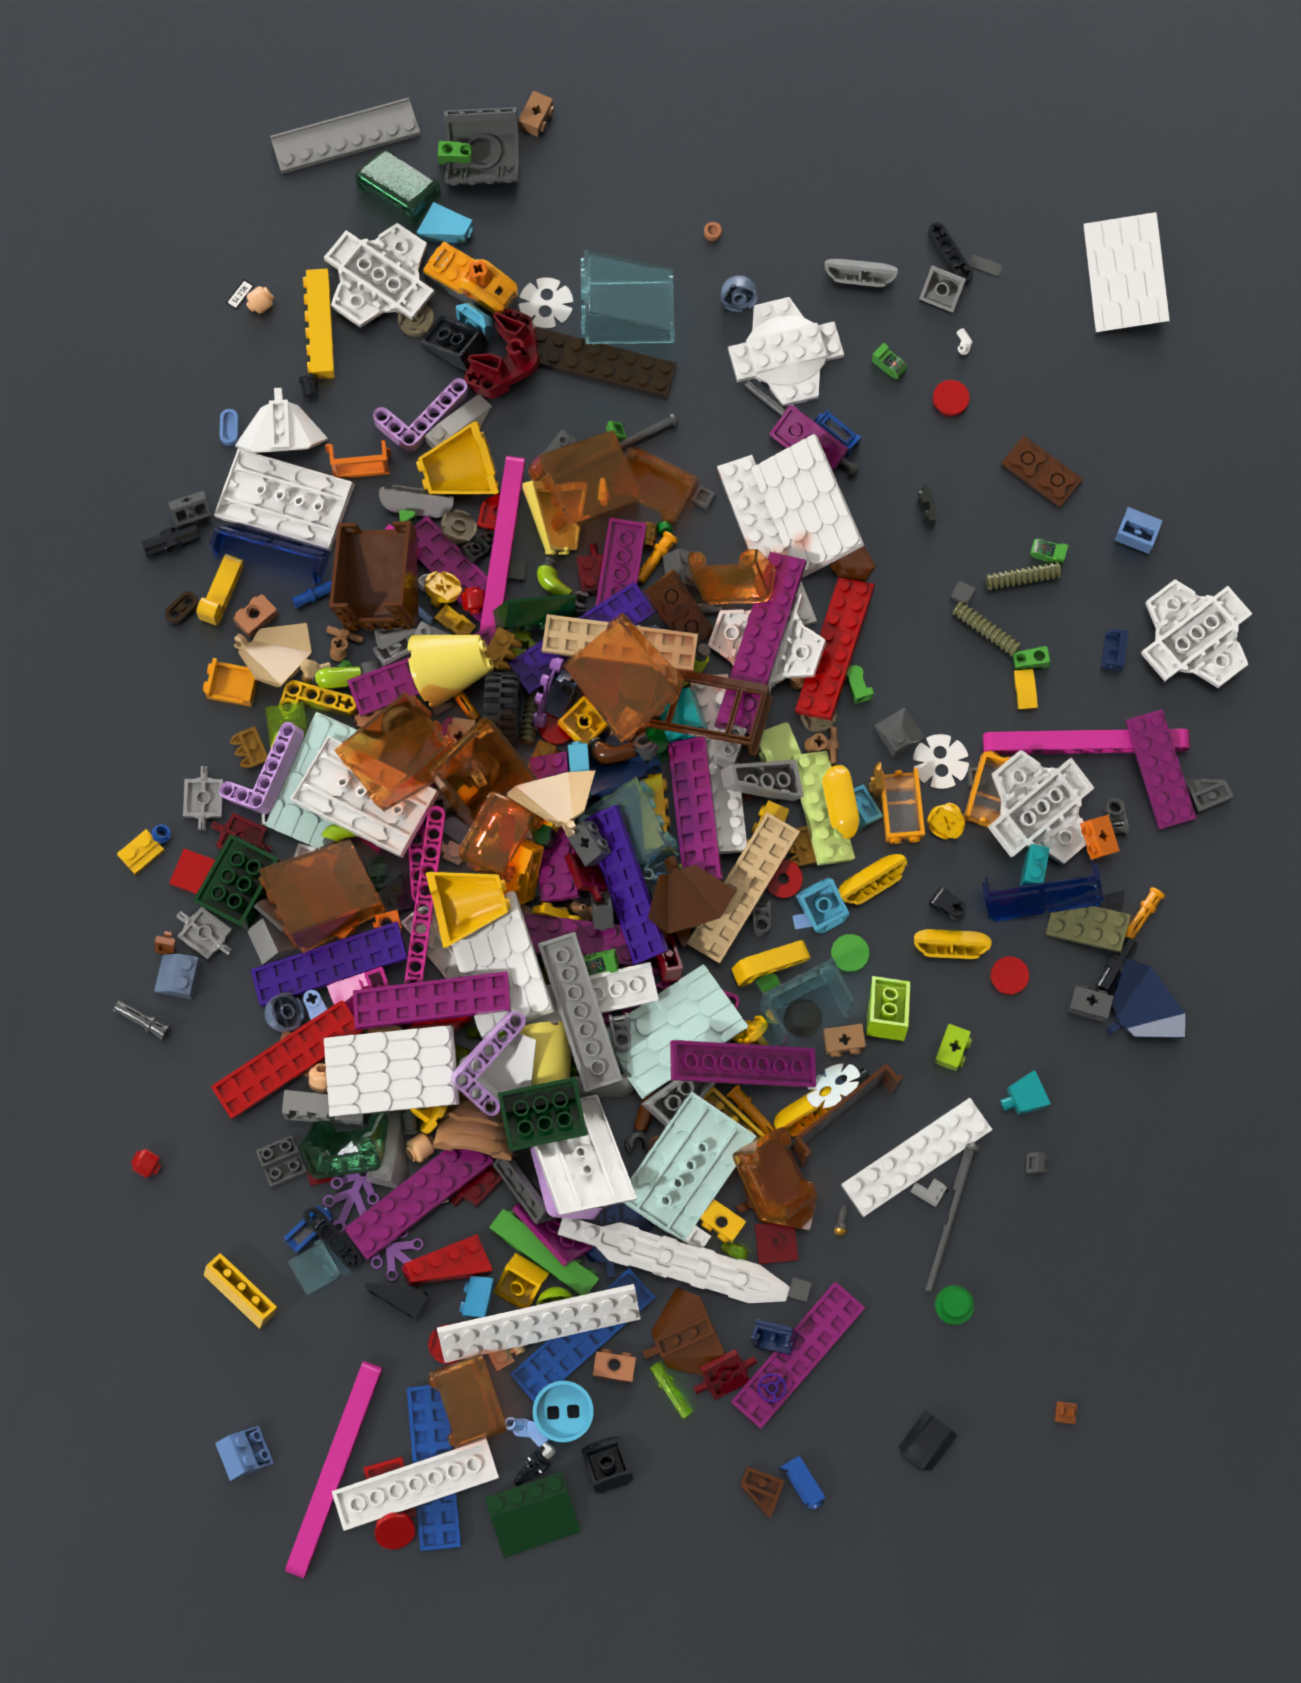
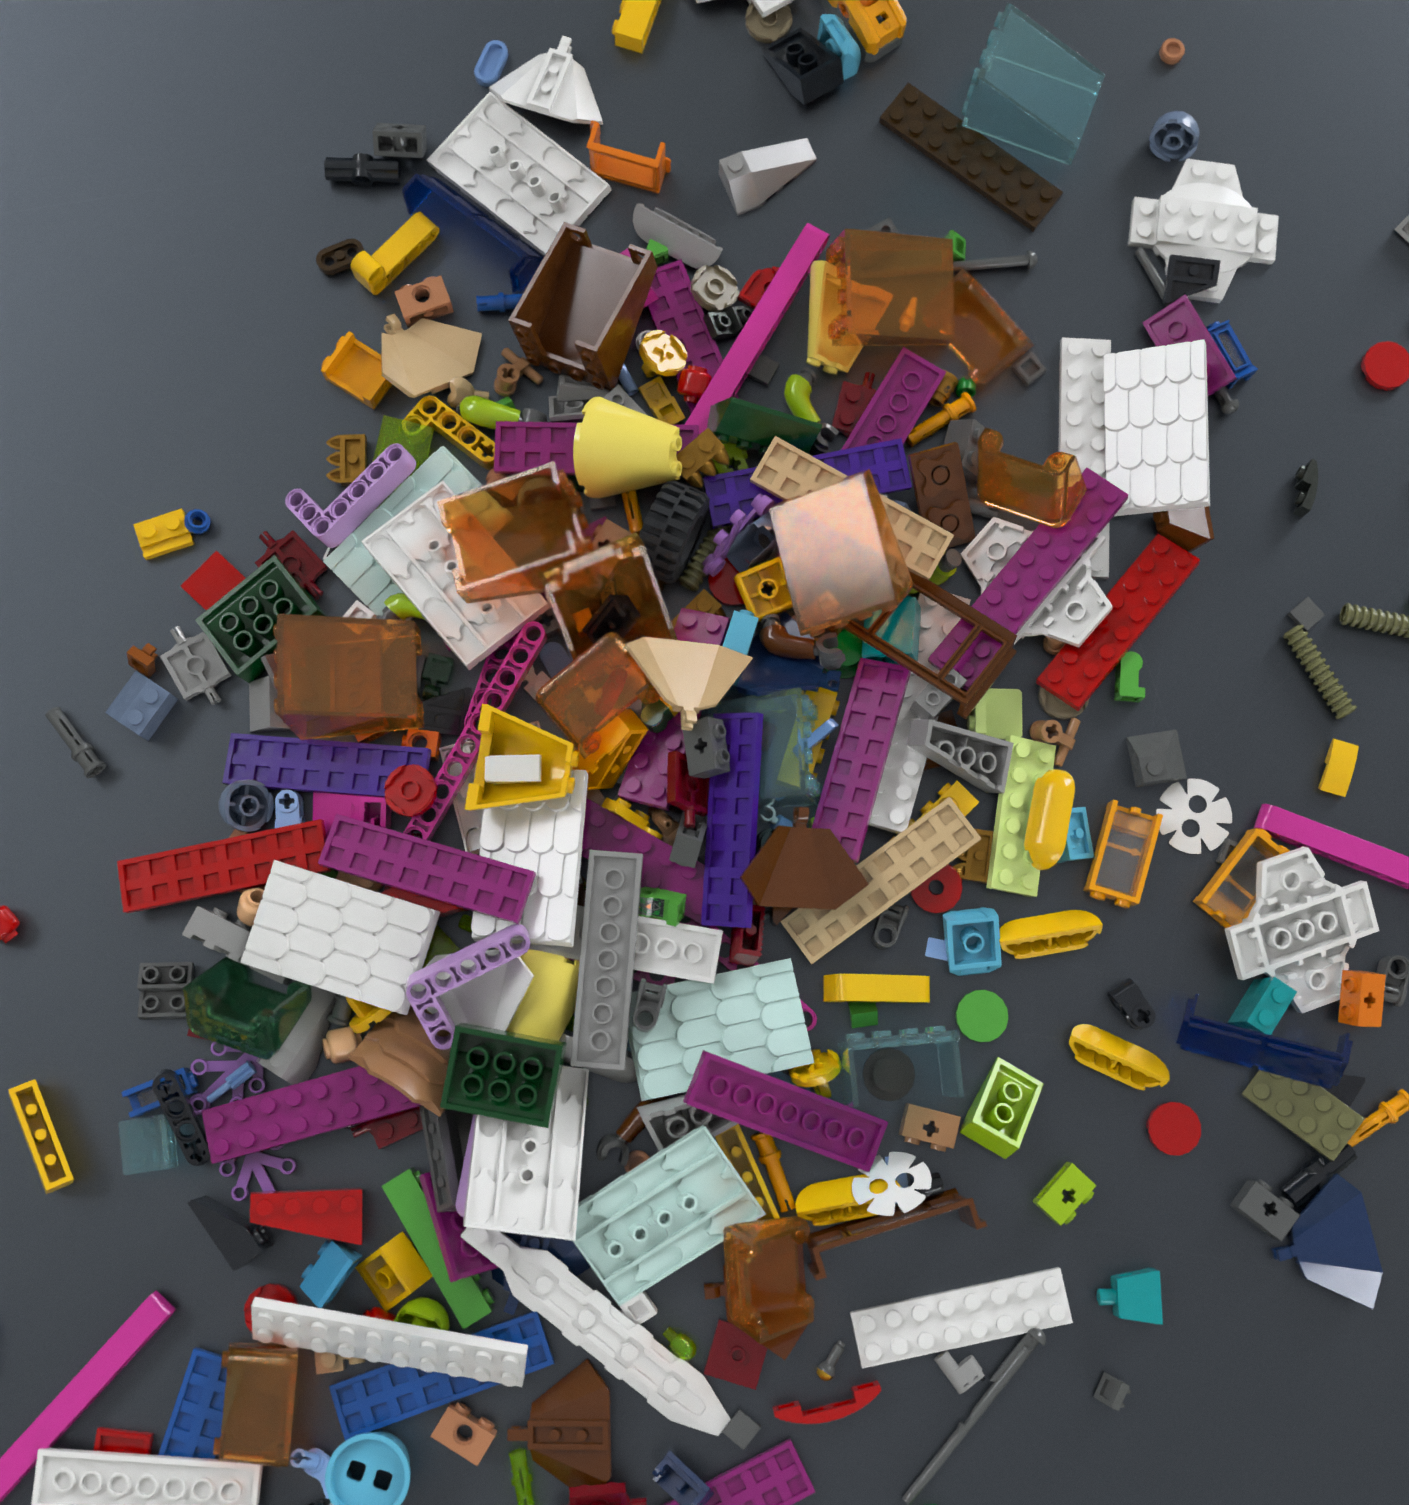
camera: 20 degrees right, 5 degrees up
(202, 798) = (264, 498): light grey plate -> none
(309, 385) = (606, 48): black bush -> none
(356, 1200) = (233, 1080): none -> medium blue axle
(397, 954) = (410, 790): none -> red tile
(423, 420) = (728, 141): lavender beam -> none
(460, 464) = (747, 210): yellow cone -> none
(463, 909) = (512, 769): none -> white slope
(486, 780) = (614, 615): none -> black hinge
(519, 362) = (830, 115): dark red piece -> none
(559, 298) = (945, 75): white piece -> none
(662, 803) = (822, 732): none -> medium blue tile
(716, 1211) = (693, 1309): yellow brick -> none
(788, 390) = (1189, 276): none -> black wing
(831, 1263) = (862, 1396): none -> red slope
(860, 272) = (1335, 168): light grey brick -> none
(876, 782) = (1103, 814): pearl gold plate -> none
(889, 361) = (1327, 291): bright green leg -> none
(946, 821) = (1173, 898): yellow tile -> none
(1032, 658) = (1363, 732): bright green leg -> none

